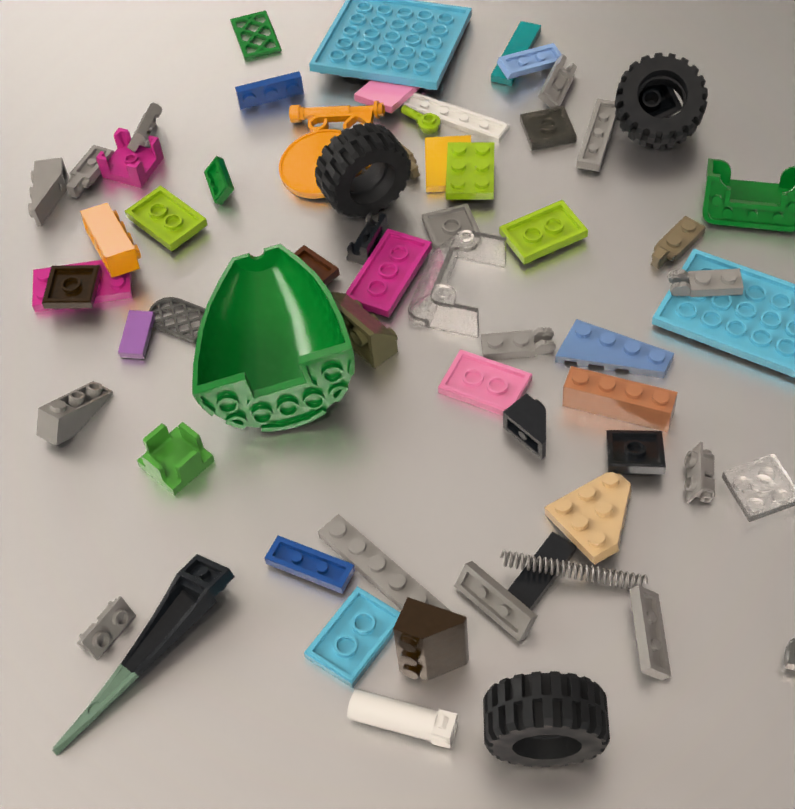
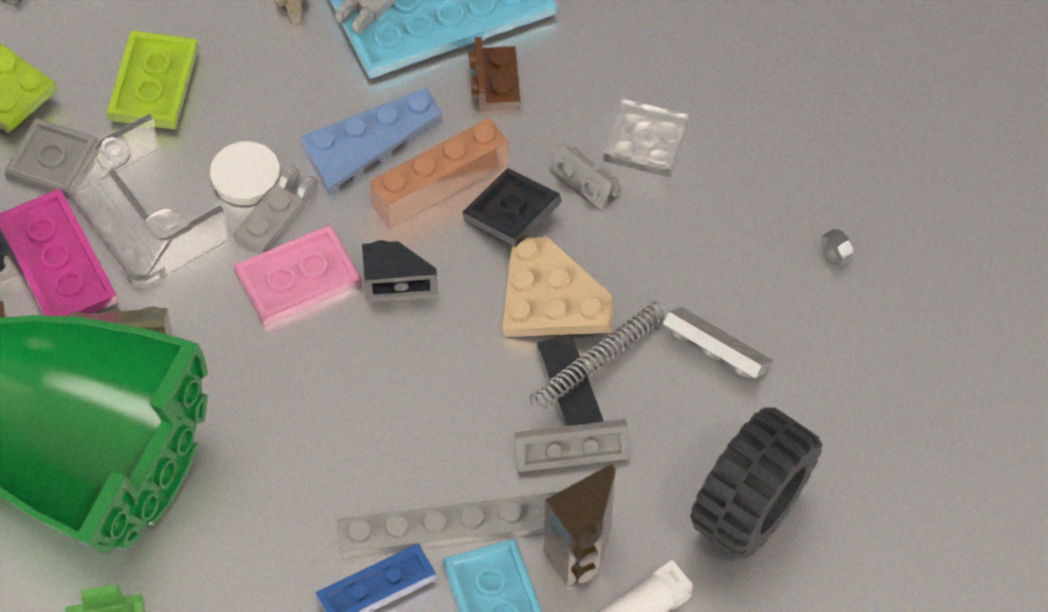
camera: 60 degrees left, 5 degrees up
(527, 311) = (244, 172): none -> white tile
(719, 379) = (496, 77): none -> reddish brown bracket

